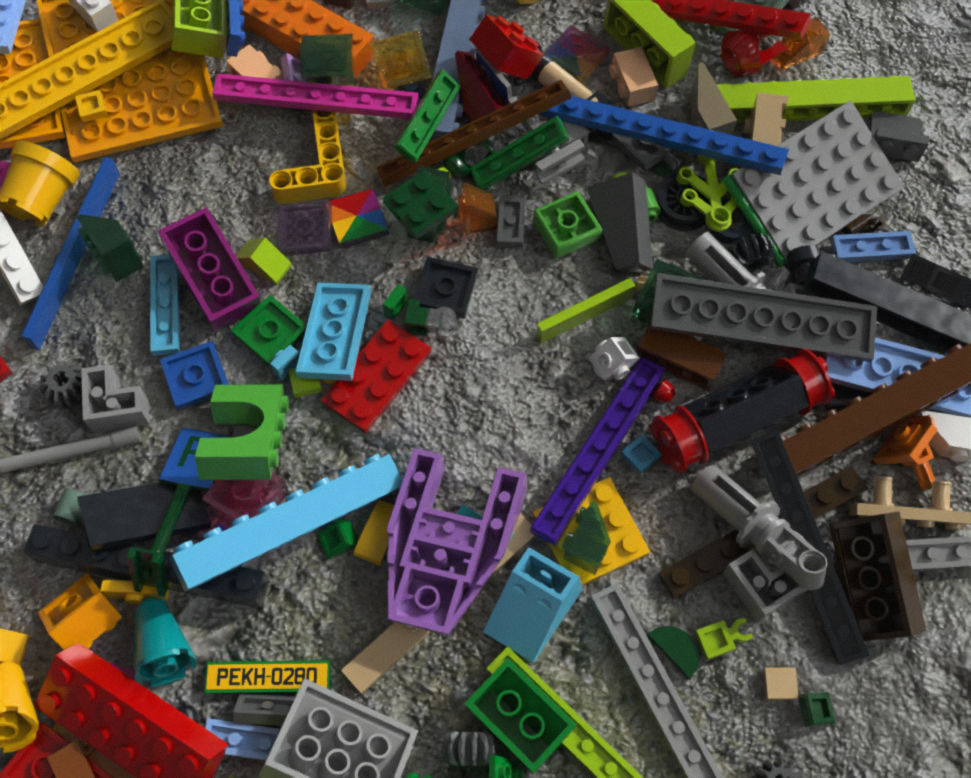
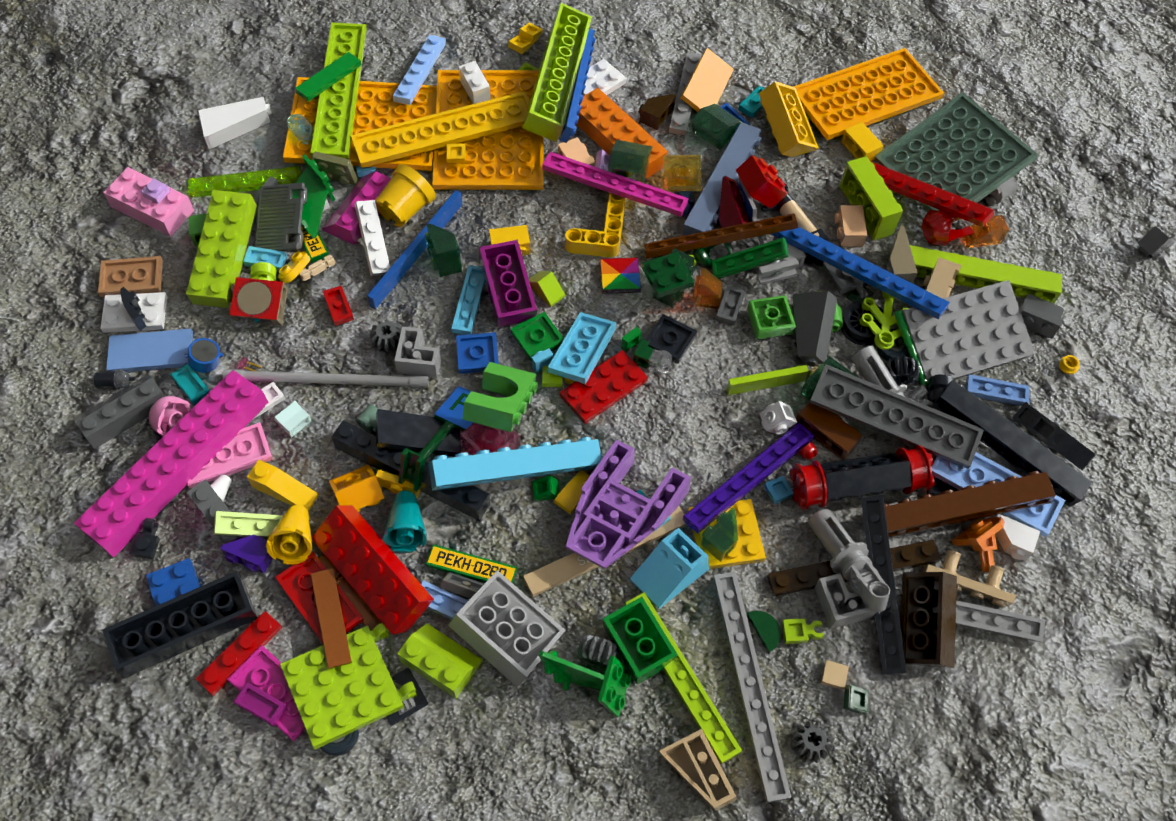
camera: 15 degrees right, 5 degrees down
(197, 199) = (507, 234): none -> yellow brick
(305, 228) = (581, 273): clear purple tile -> none
(427, 116) = (690, 216): green tile -> none
(577, 53) = (814, 199): tile -> none
(864, 223) = (996, 372): dark brown arm -> none
(951, 185) = (1073, 364): none -> yellow plate

